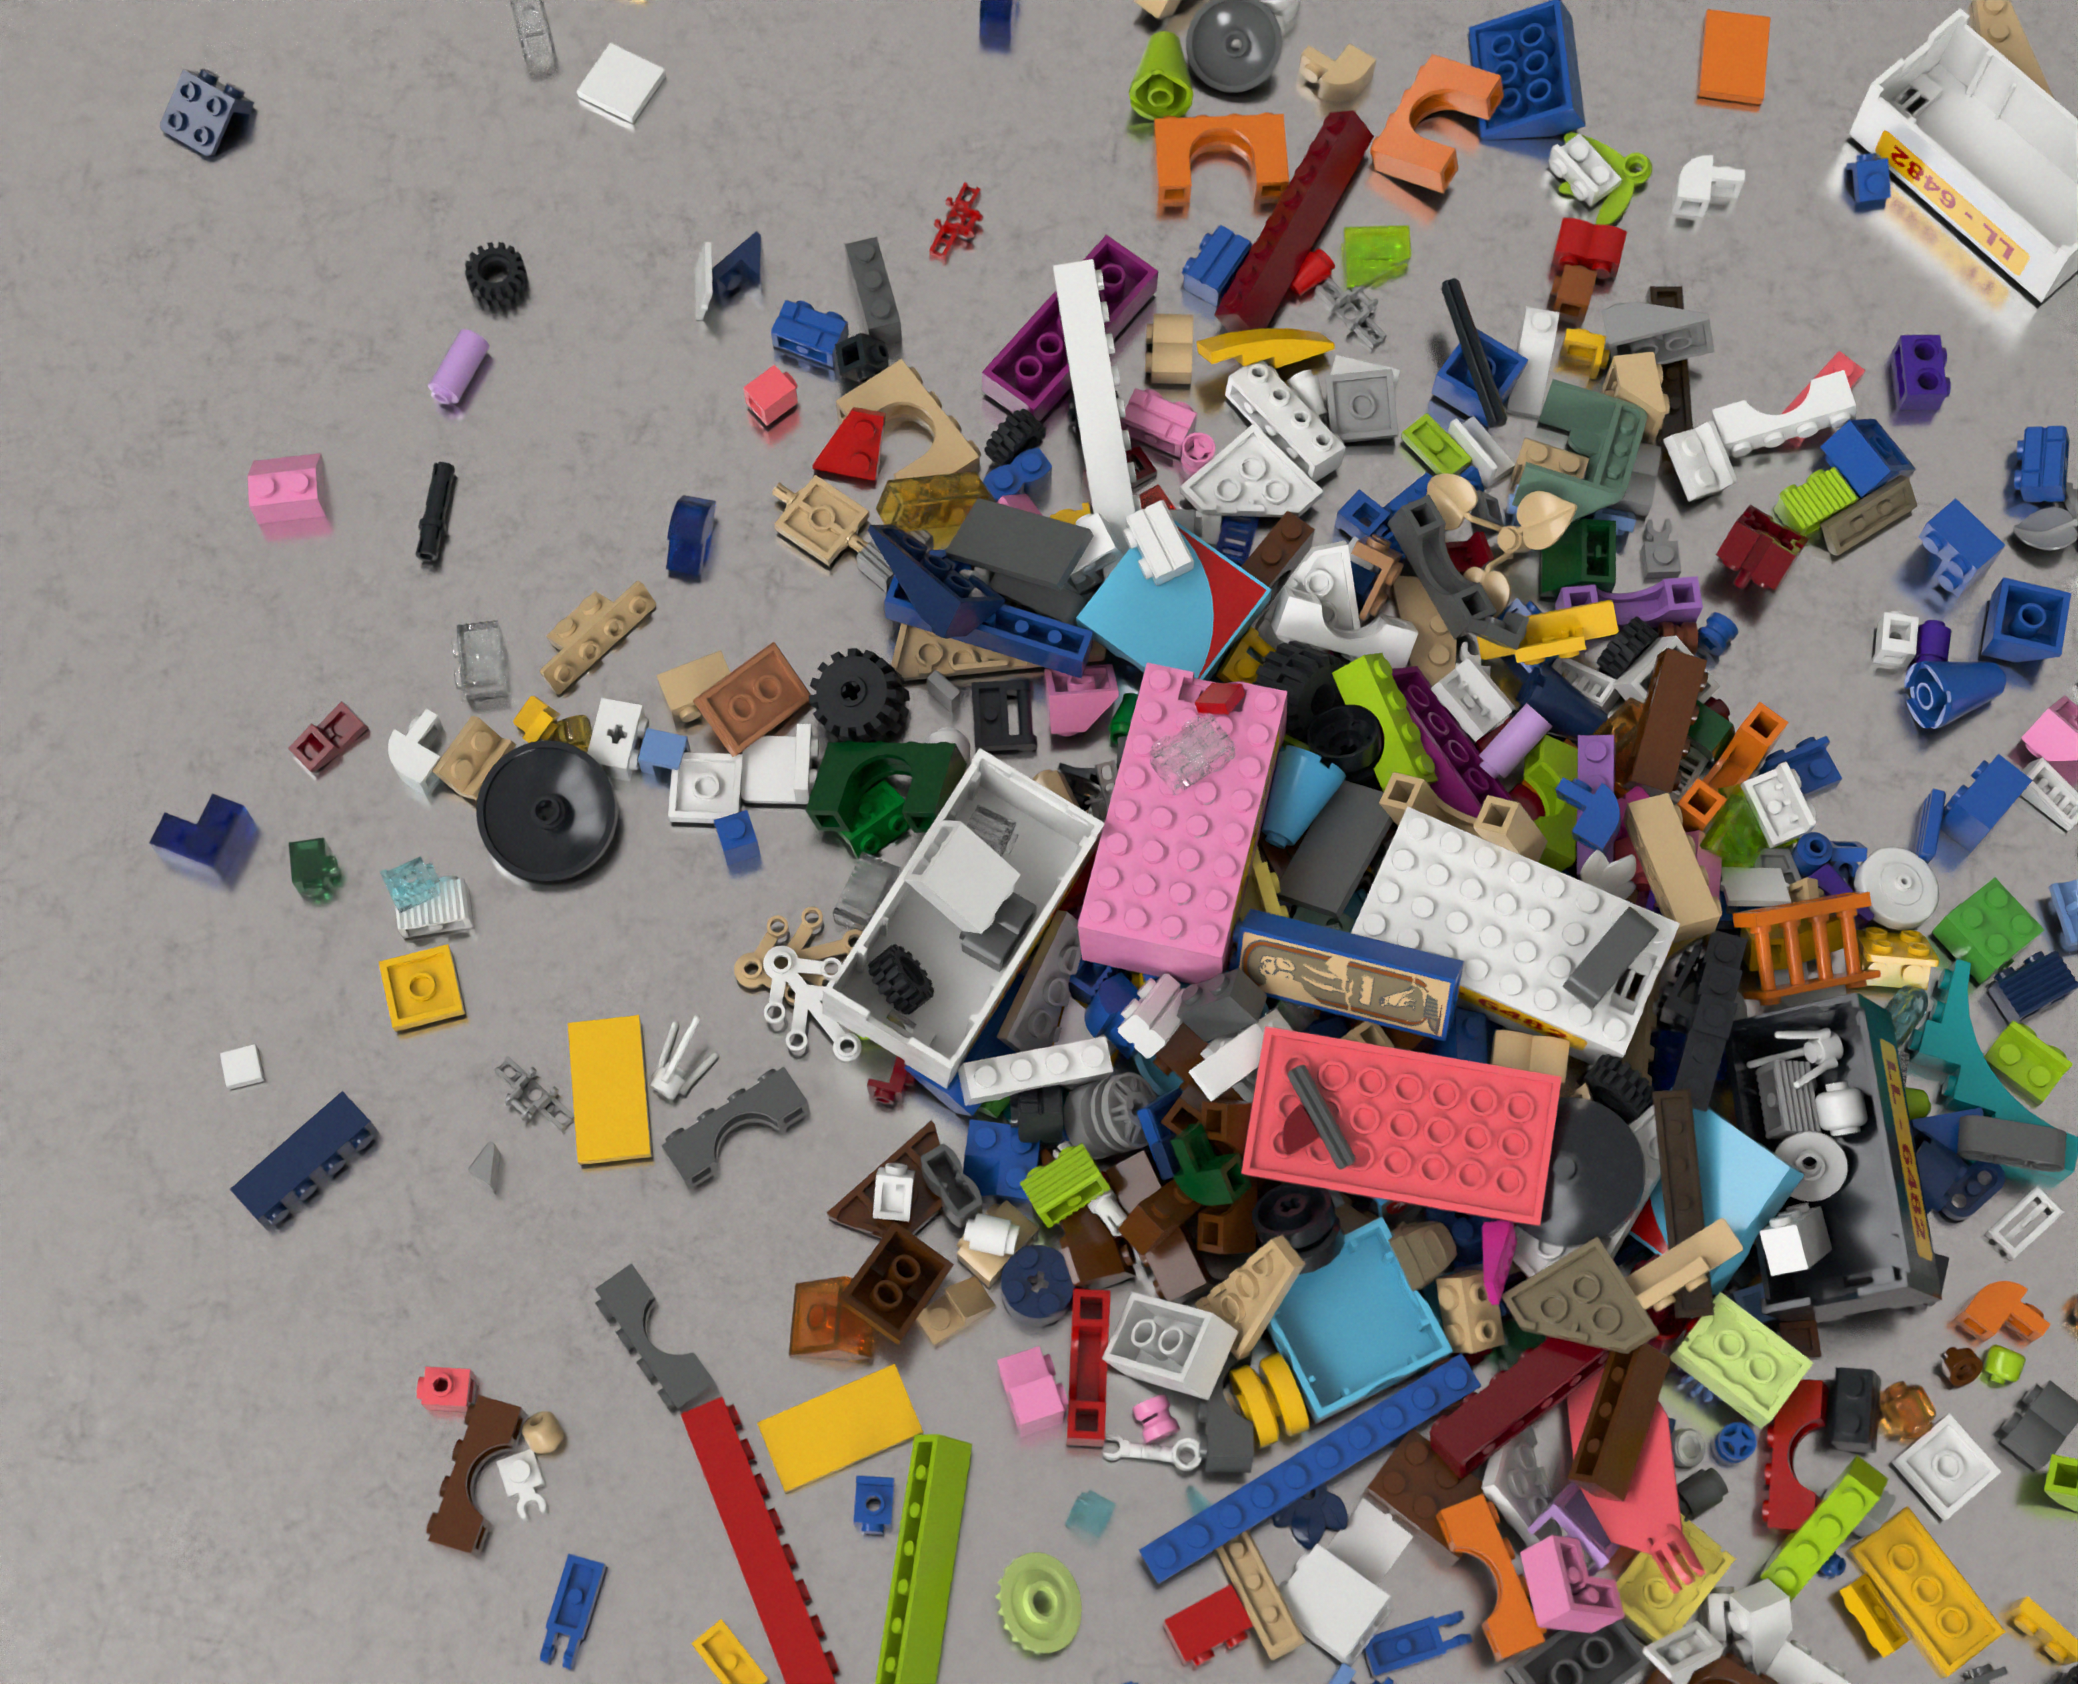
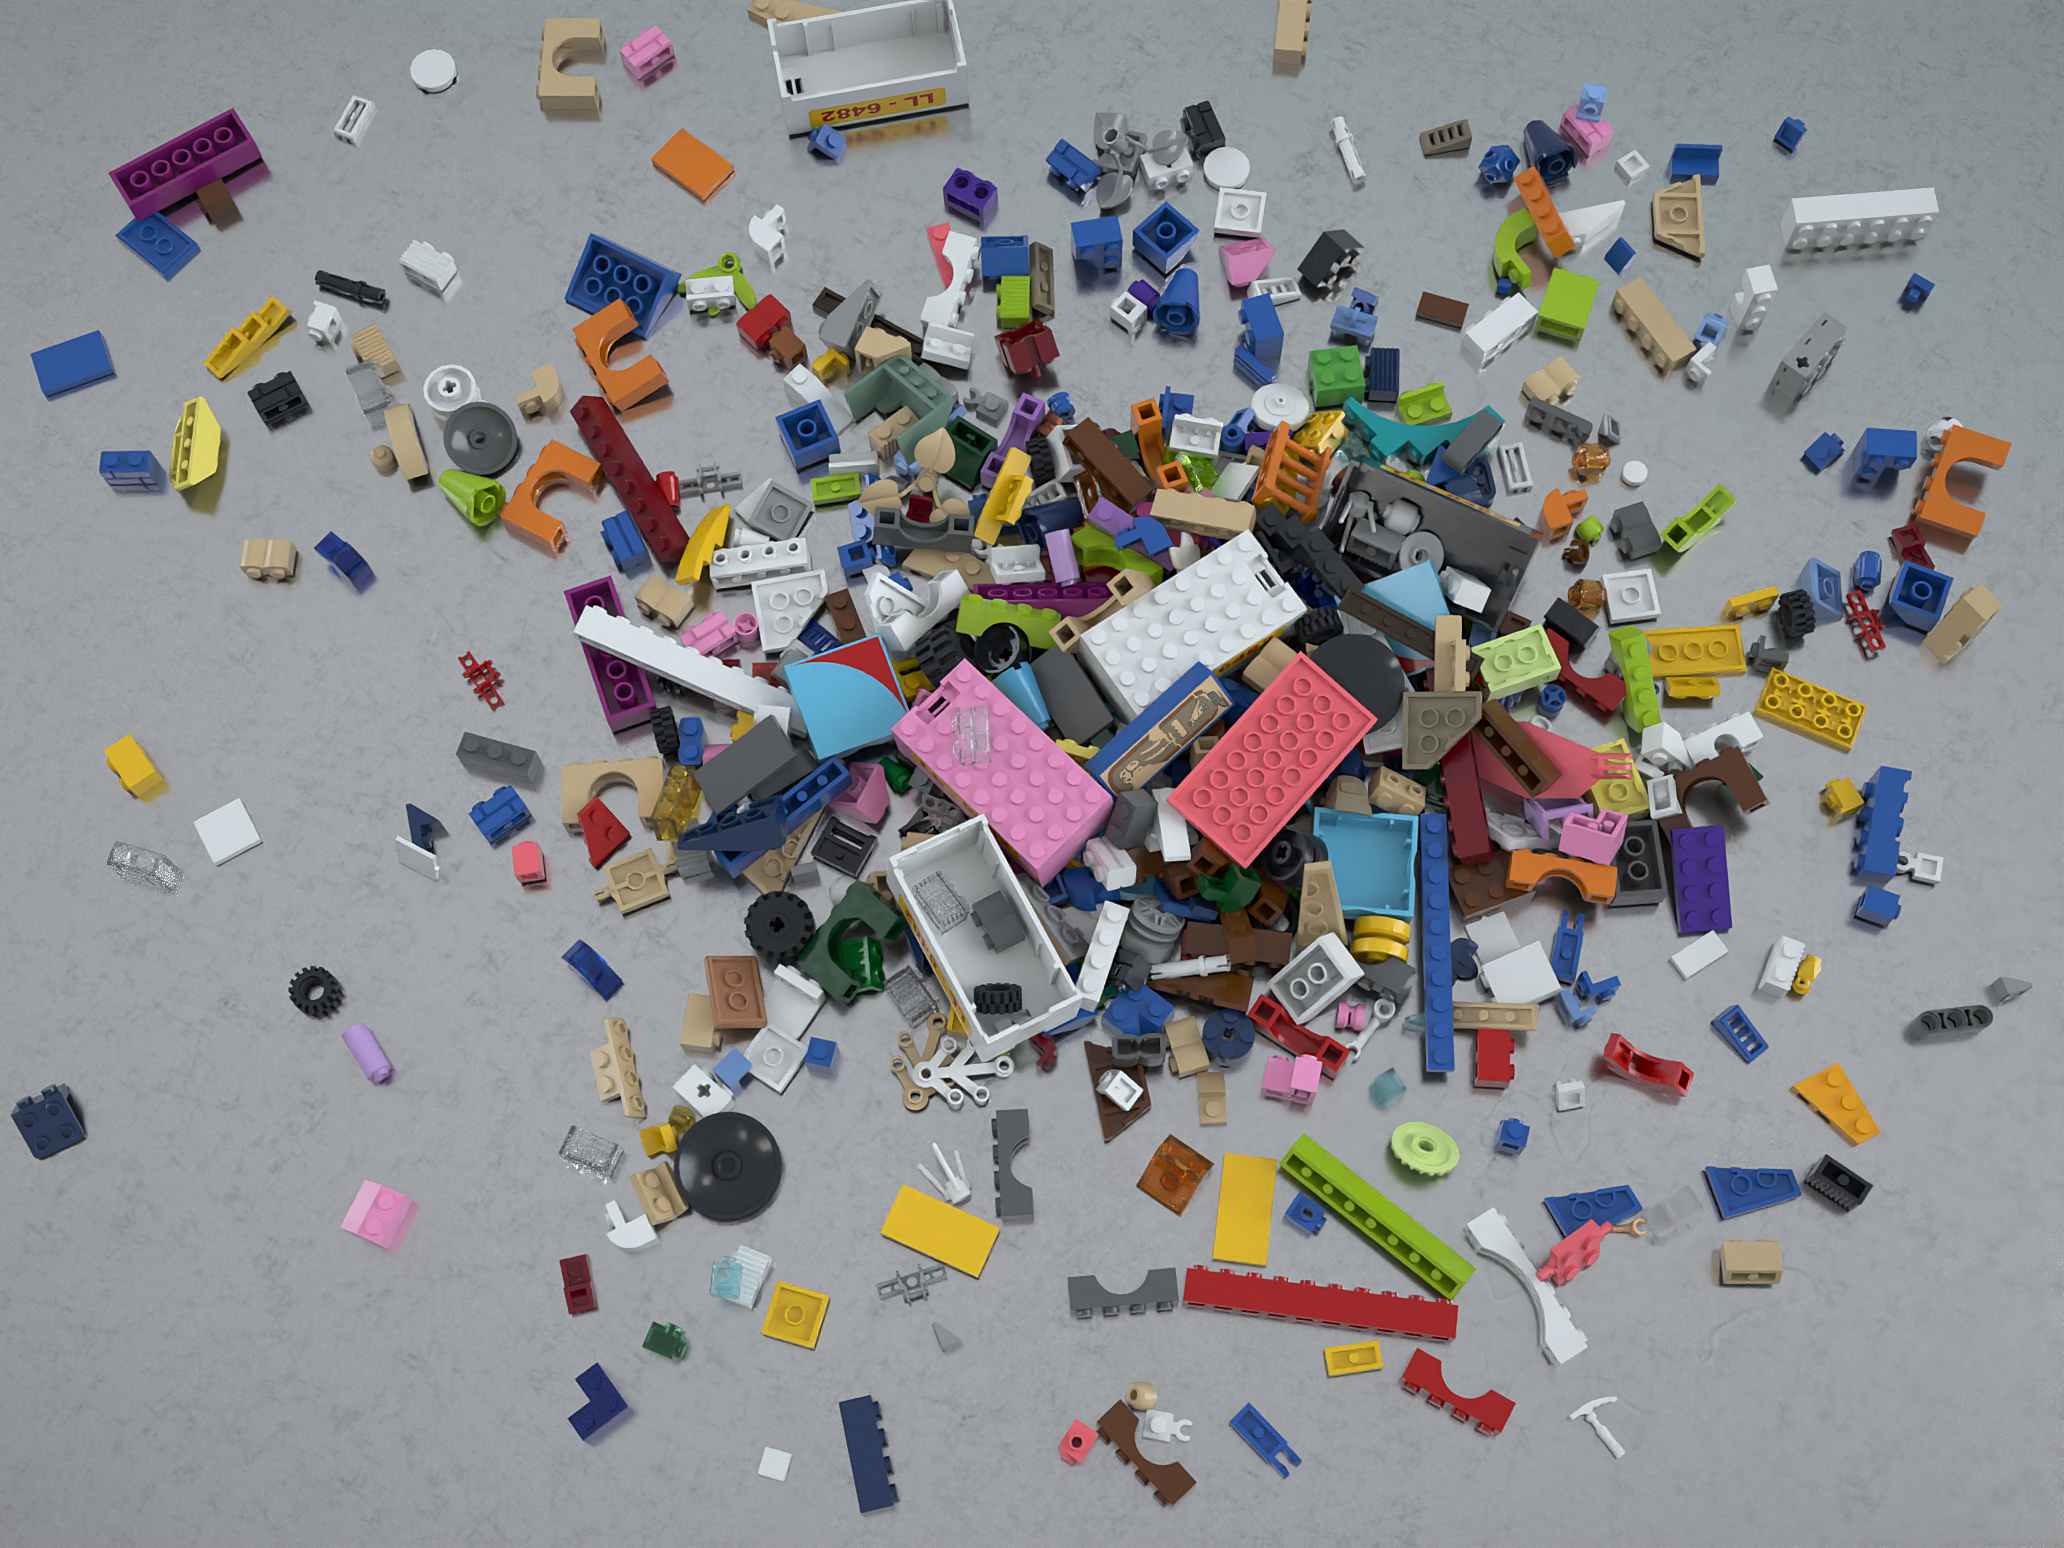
camera: 55 degrees left, 0 degrees up
(432, 523) = (470, 1132): black pin -> none
(861, 357) = (542, 790): black brick -> none
(895, 1283) = (1180, 1118): reddish brown slope -> none
(962, 876) = (961, 919): white brick -> none
(991, 1234) = (1184, 1043): white brick -> none
(1064, 1184) = (1182, 979): lime brick -> none
(1158, 542) = (808, 679): white brick -> none
(1220, 698) = (944, 699): red tile -> none
(1298, 1131) = (1242, 819): dark red tile -> none
(1321, 1117) = (1242, 800): dark grey axle -> none
(1374, 252) = (679, 445): clear neon green wing -> none
(1377, 552) = (889, 560): medium nougat bracket -> none
(1474, 353) = (796, 426): black axle -> none
(1498, 1253) = (1372, 753): dark pink slope -> none
(1502, 633) = (991, 518): dark grey bracket -> none
(1610, 958) = (1249, 578): dark grey beam -> none
(1701, 1492) = (1571, 730): dark grey brick -> none

